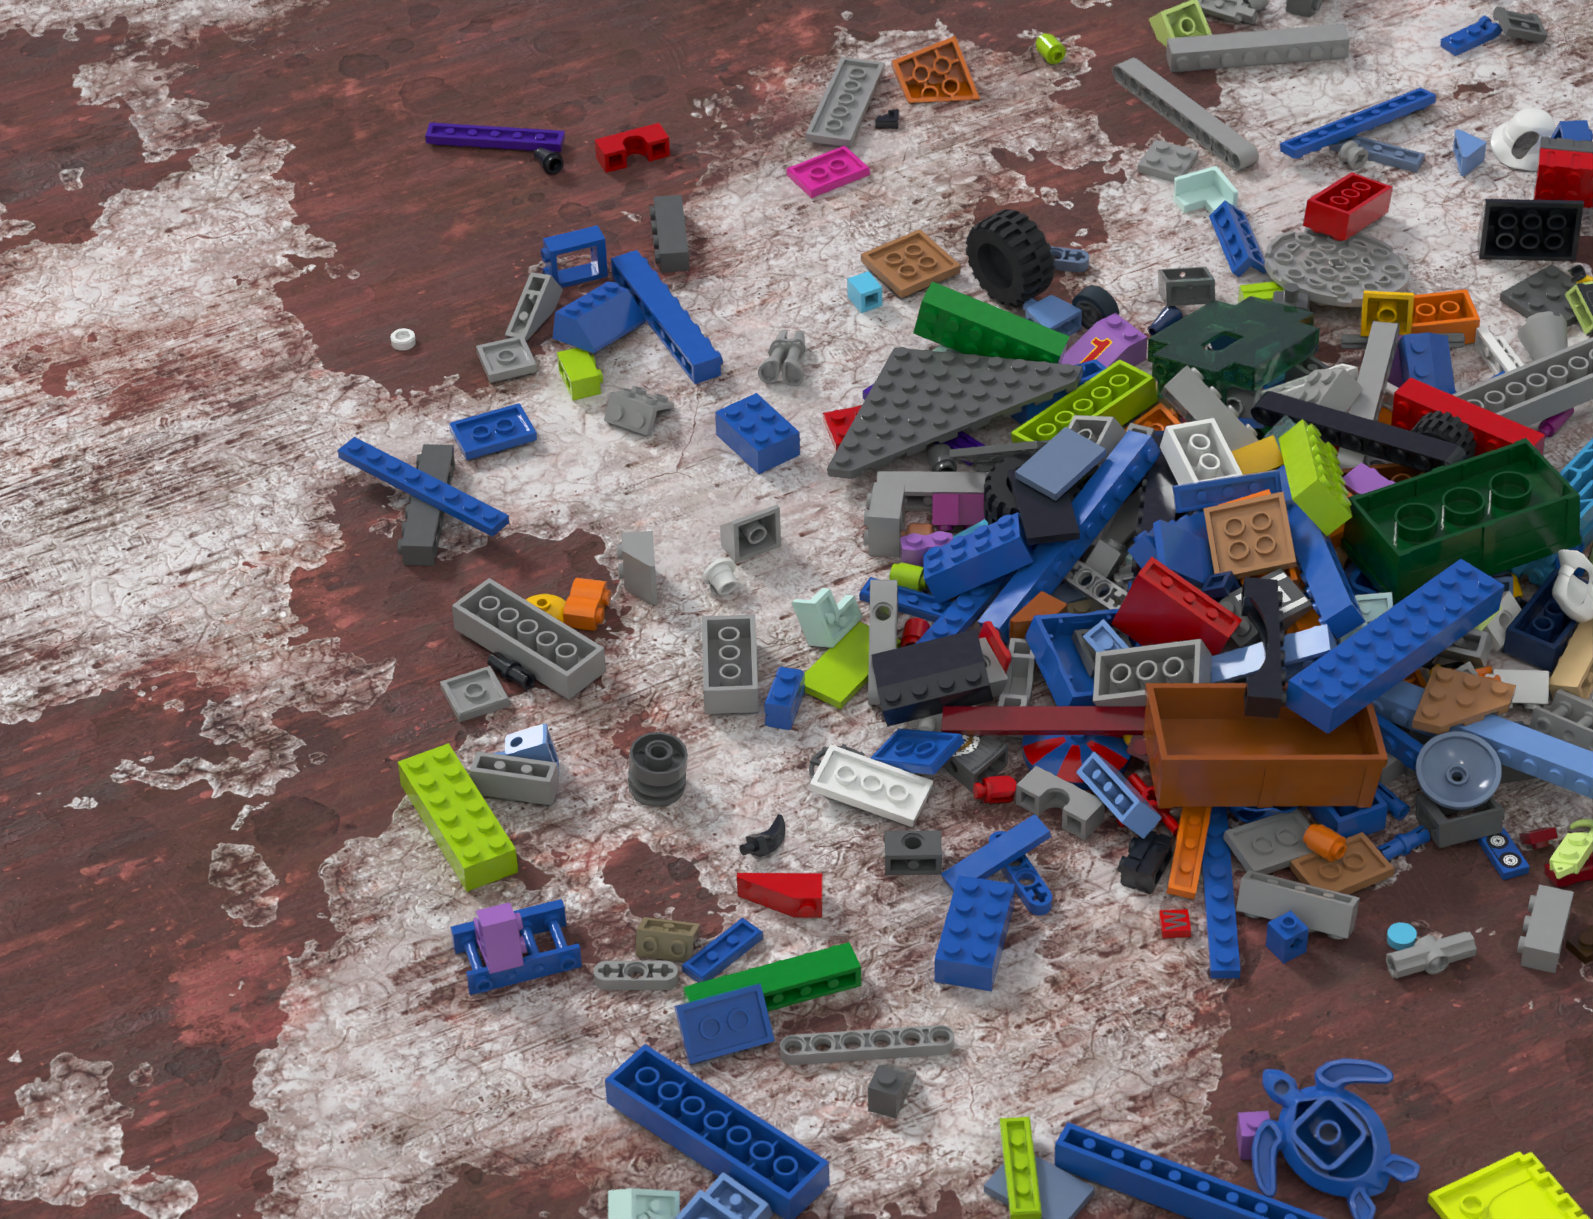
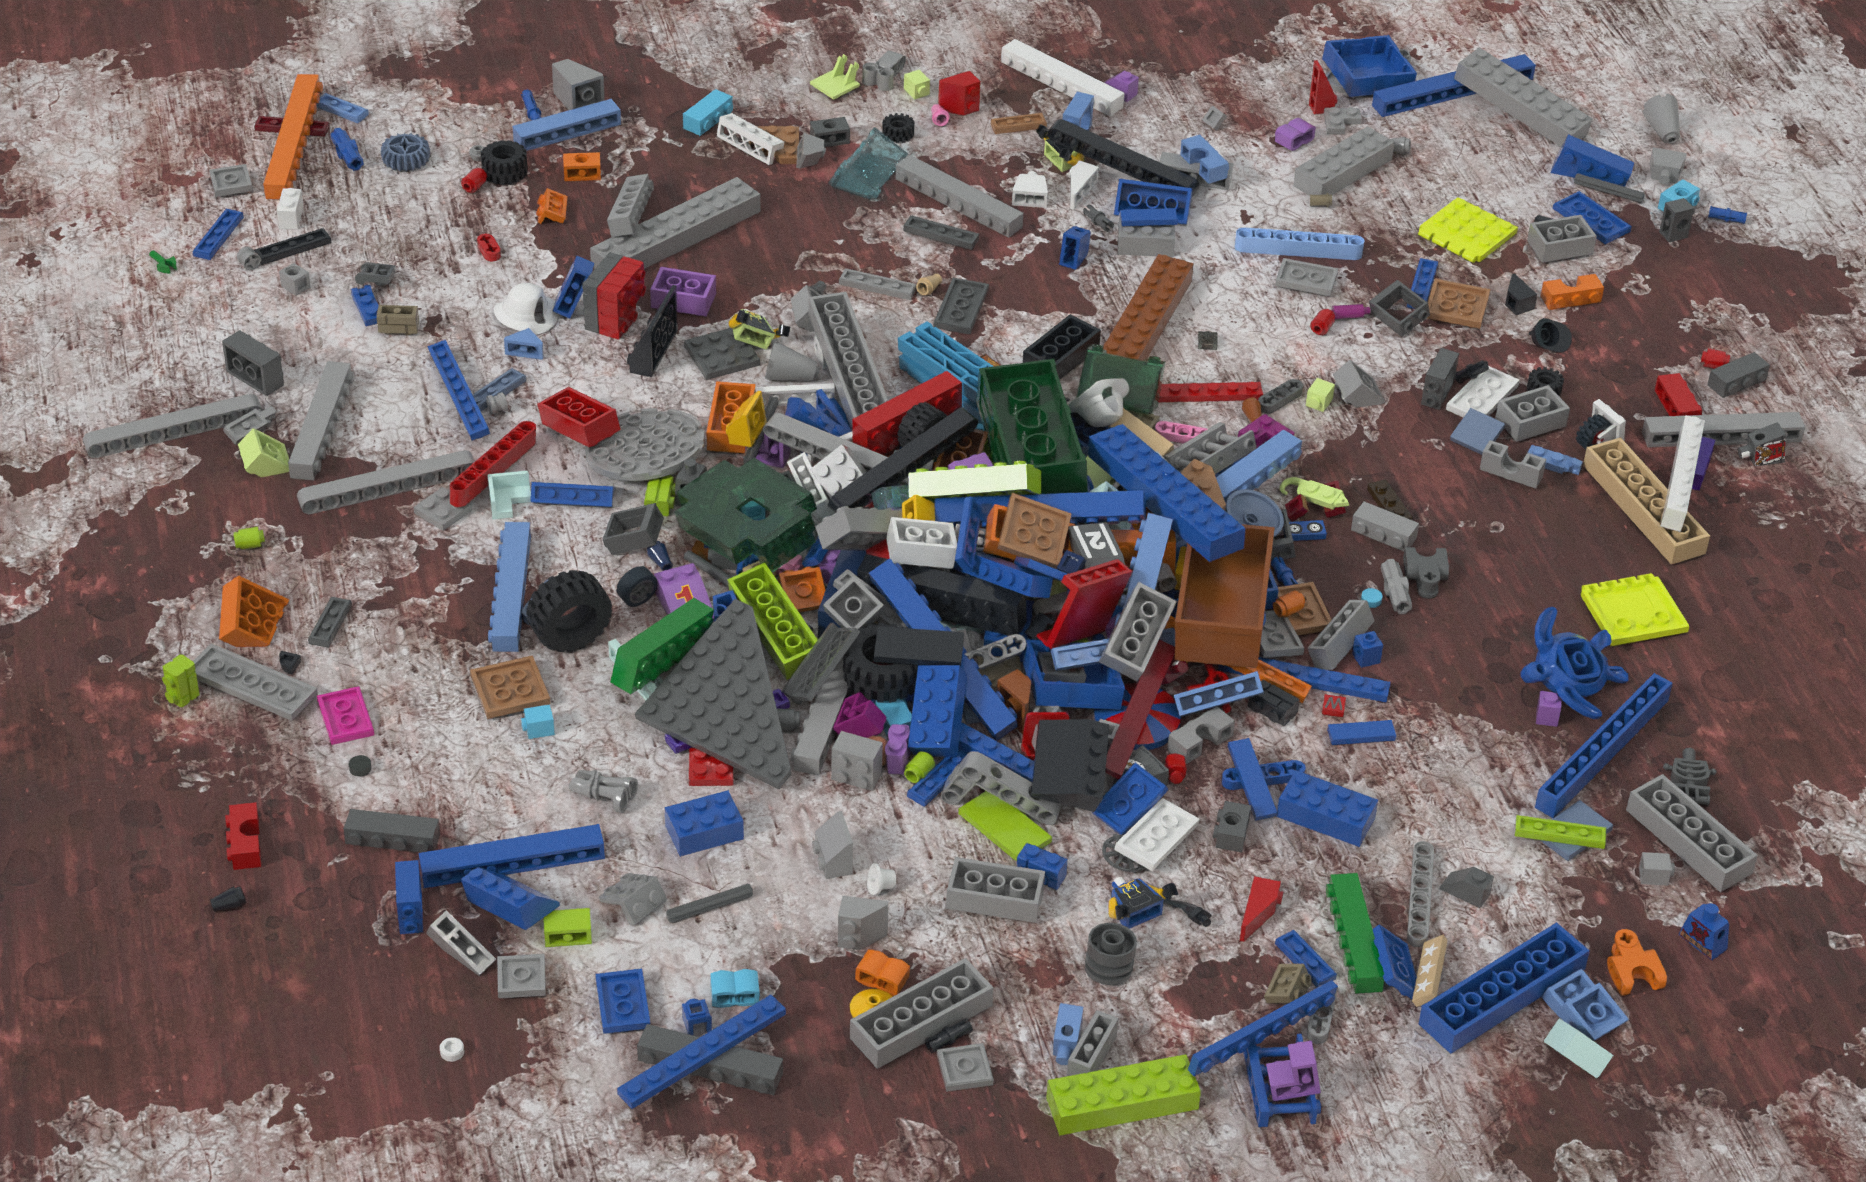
camera: 80 degrees left, 0 degrees up
(484, 483) = (696, 1012): none -> blue window
(494, 137) = (169, 933): dark purple plate -> none
(531, 502) = (734, 988): none -> medium azure brick
(566, 903) = (1262, 1028): none -> blue plate
(651, 465) = (709, 903): none -> dark grey axle
(725, 1058) = (1429, 970): none -> tan tile
(752, 782) = (1137, 901): none -> torso
(760, 196) = (360, 765): none -> pearl dark grey tile
(815, 53) = (180, 681): none -> lime brick
(824, 620) = (963, 820): light aqua panel -> none
(958, 130) = (330, 622): none -> dark grey tile
(1054, 314) = (629, 618): medium blue torso -> none
(1060, 463) = (887, 621): sand blue tile -> none
(1098, 223) = (511, 587): none -> medium blue brick
(1136, 956) = (1361, 732): none -> blue tile
(1245, 169) = (494, 461): none -> red beam
(1261, 605) = (1118, 541): black arch -> none
(1448, 54) = (397, 319): none -> dark tan brick
(1479, 982) = (1426, 570): none -> dark grey piece

